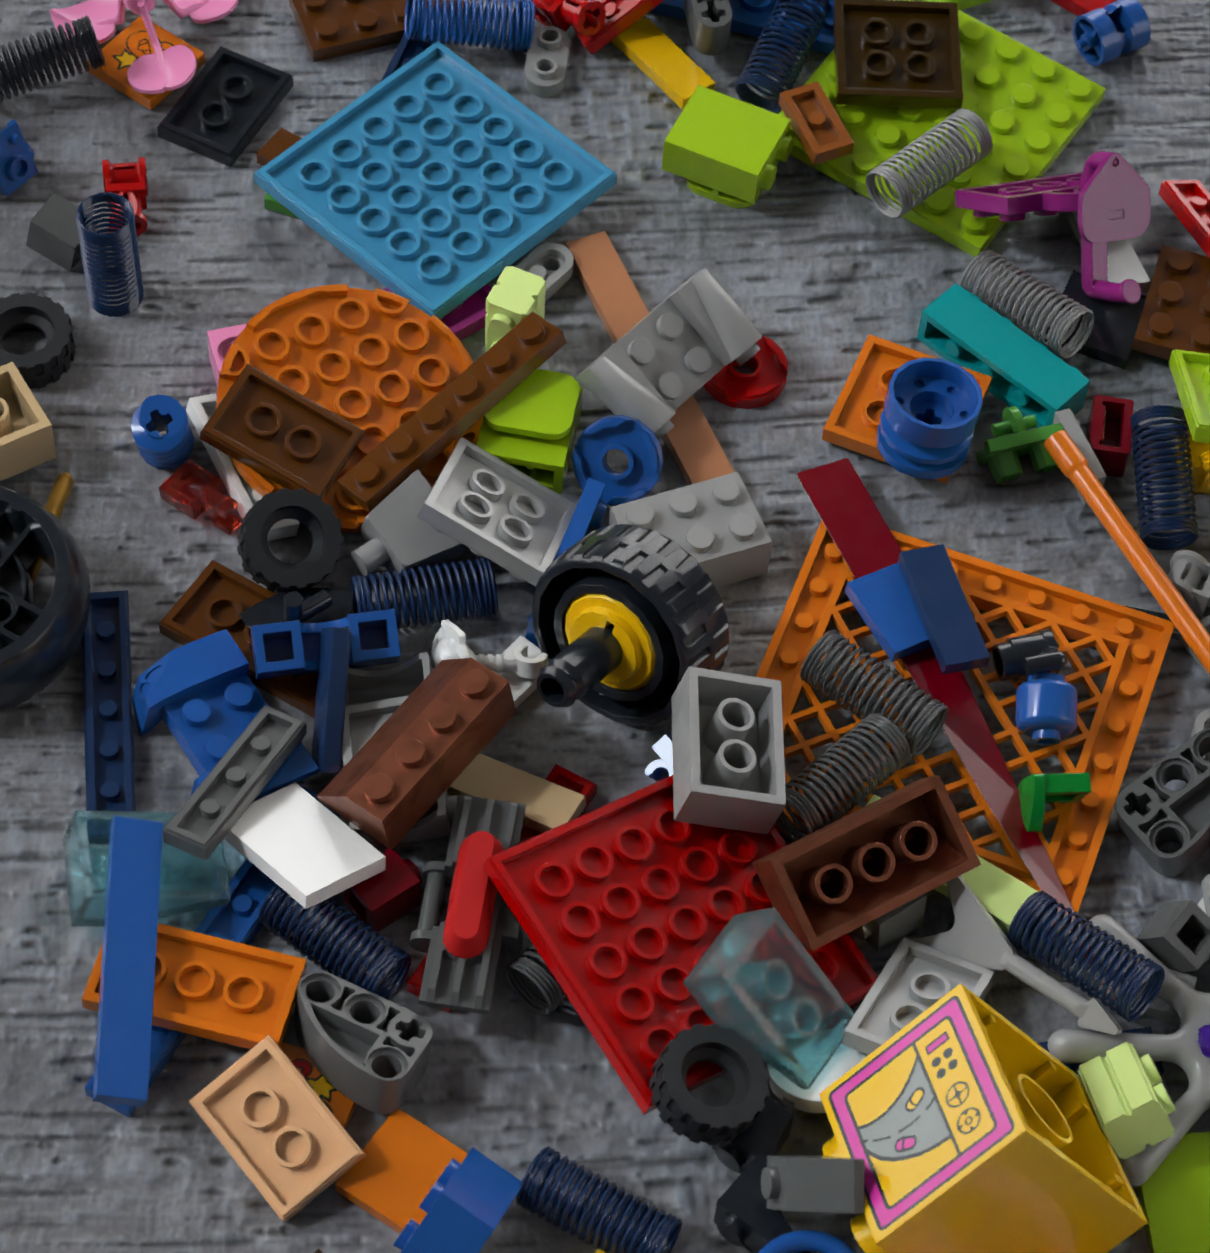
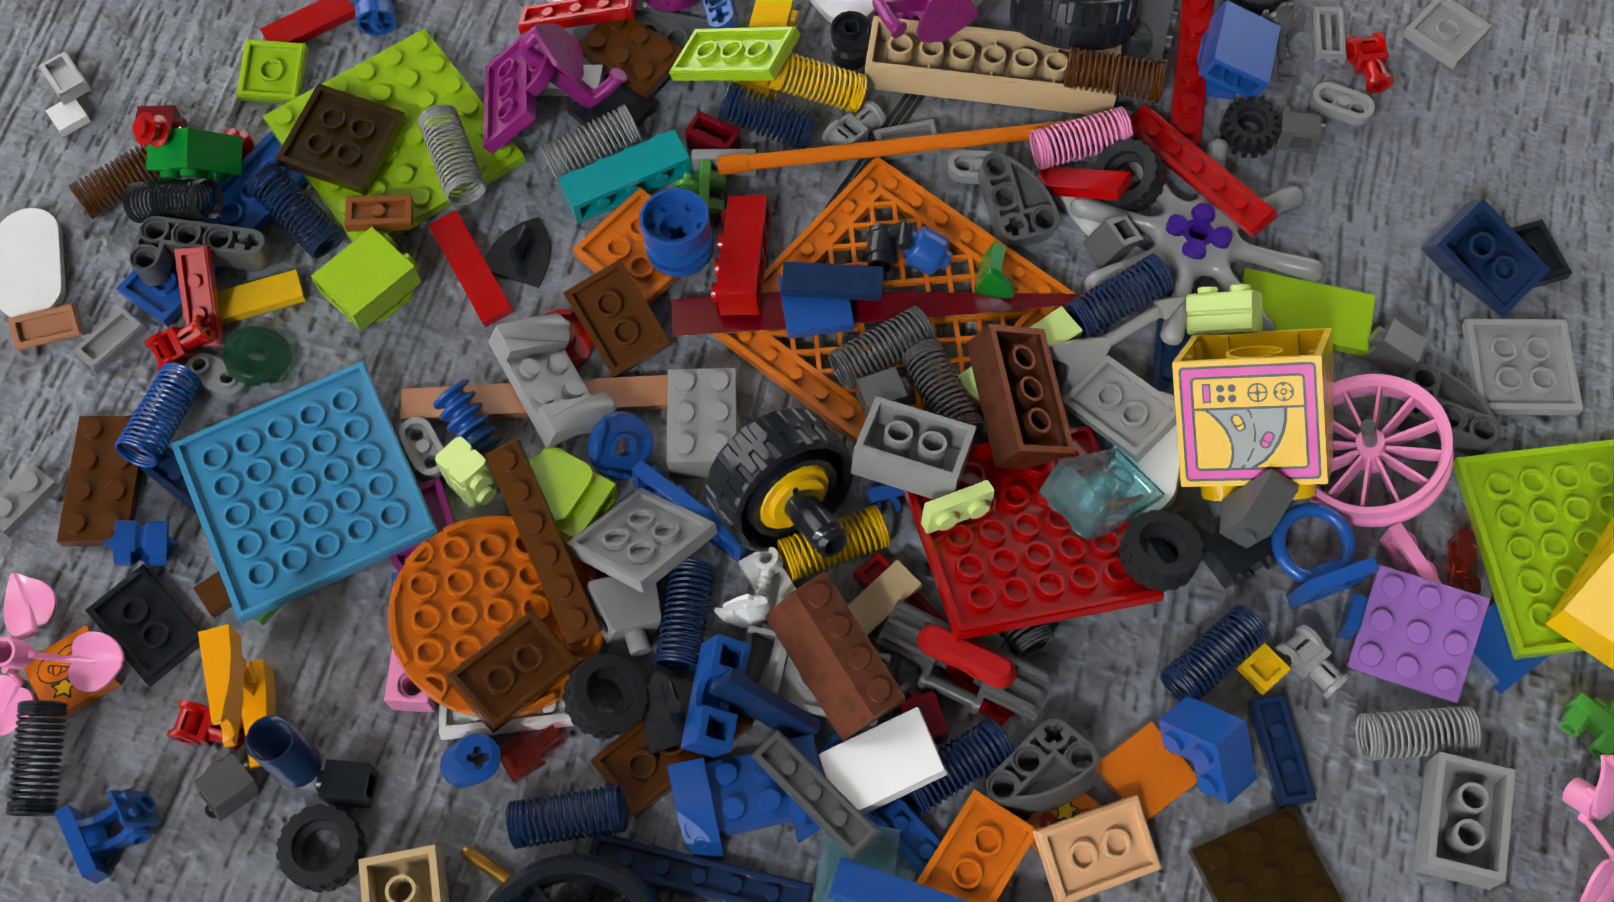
camera: 65 degrees left, 10 degrees up
(104, 339) = (347, 783): none -> black brick
(153, 572) = (519, 821): none -> dark blue piece
(173, 146) = (235, 684): none -> light orange wedge
(314, 66) = (141, 543): none -> blue wheel
(584, 294) = (465, 417): none -> blue piece
(593, 64) = (259, 340): none -> clear green tile
(634, 748) = (856, 542): none -> yellow piece
(668, 821) = (957, 506): none -> yellowish green plate
(789, 406) = (617, 318): none -> reddish brown plate
(798, 247) = (471, 268): none -> red tile
(808, 710) = (882, 384): none -> dark grey brick
(846, 293) = (521, 253): none -> black shield
(942, 508) = (742, 255): none -> red brick

